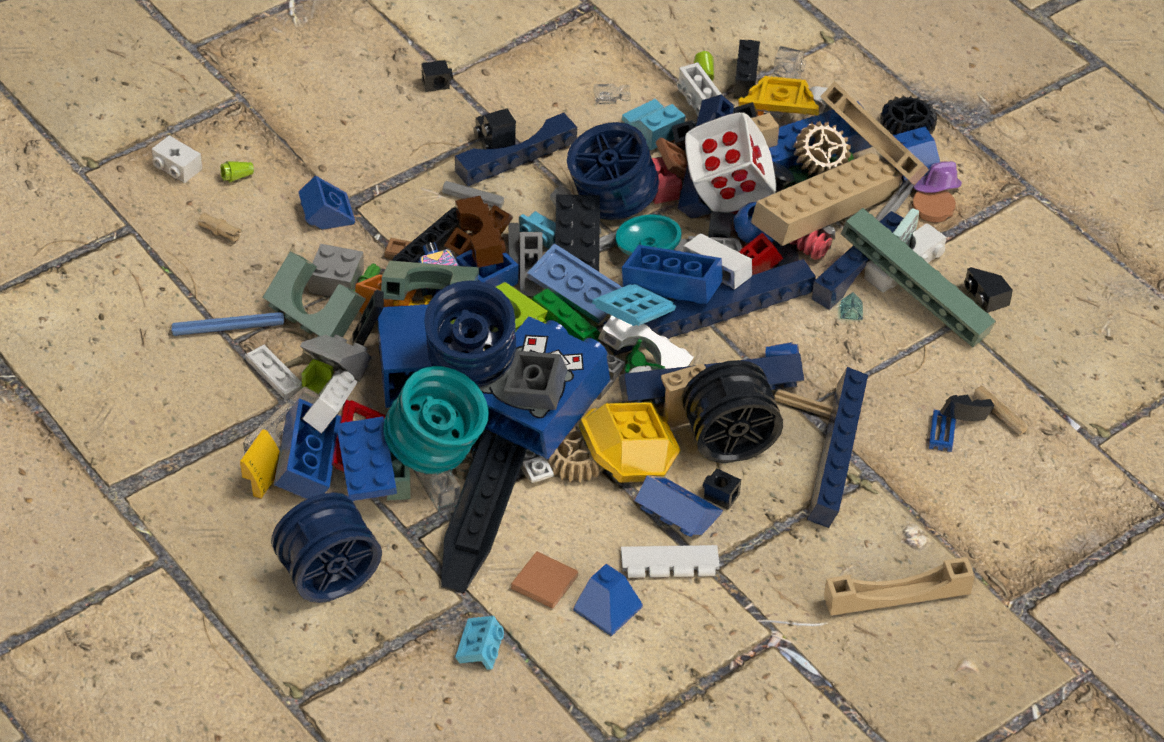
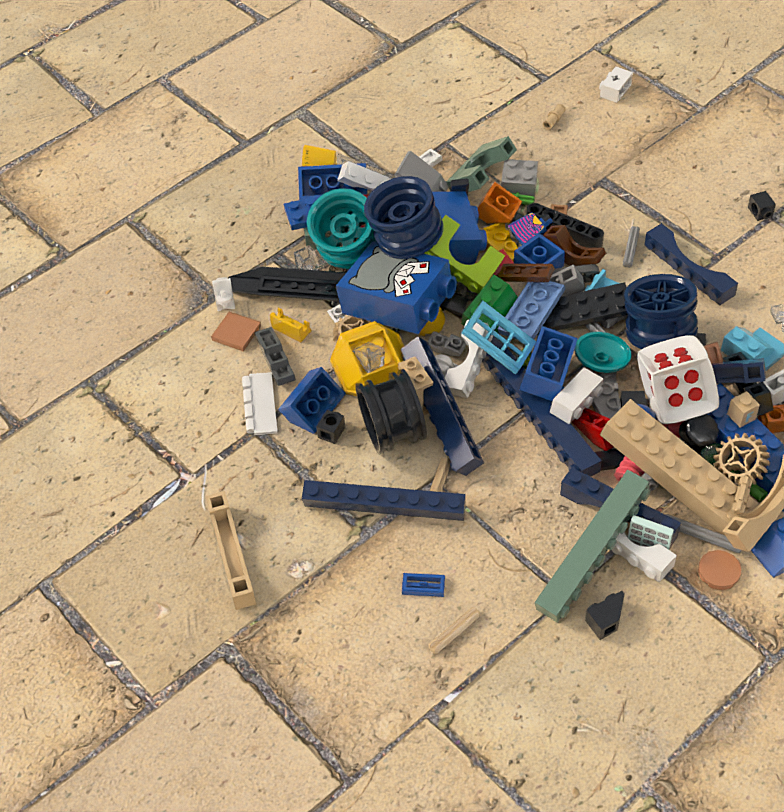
camera: 90 degrees right, 5 degrees up
(228, 323) = (458, 134): medium blue axle -> none
(235, 170) = (615, 115): lime cone -> none
(325, 205) = (591, 166): blue slope -> none
(326, 547) = (232, 197): dark blue wheel -> none
(407, 276) = (505, 202): sand green arch -> none
(480, 641) = (174, 301): medium azure bracket -> none
(486, 244) = (545, 242): reddish brown arch -> none
(490, 579) = (223, 293): none -> white hips
(496, 129) = (702, 245): black brick -> none
(531, 267) = (526, 272): none -> reddish brown plate
(535, 380) = (371, 265): dark grey brick -> none
(549, 521) = (289, 326): none -> yellow hinge
(597, 540) = (275, 356): none -> dark grey slope
(608, 600) = (216, 368): blue slope -> none
(637, 359) = (459, 358): green plant -> none
(649, 418) = (370, 356): none -> clear slope
(782, 349) = (492, 460): blue cone -> none
(851, 307) = (561, 510): clear light blue slope -> none
(871, 154) = (742, 495): none -> tan axle
(939, 178) = (752, 570): medium lavender piece -> none
(964, 409) = (441, 590): black slope -> none

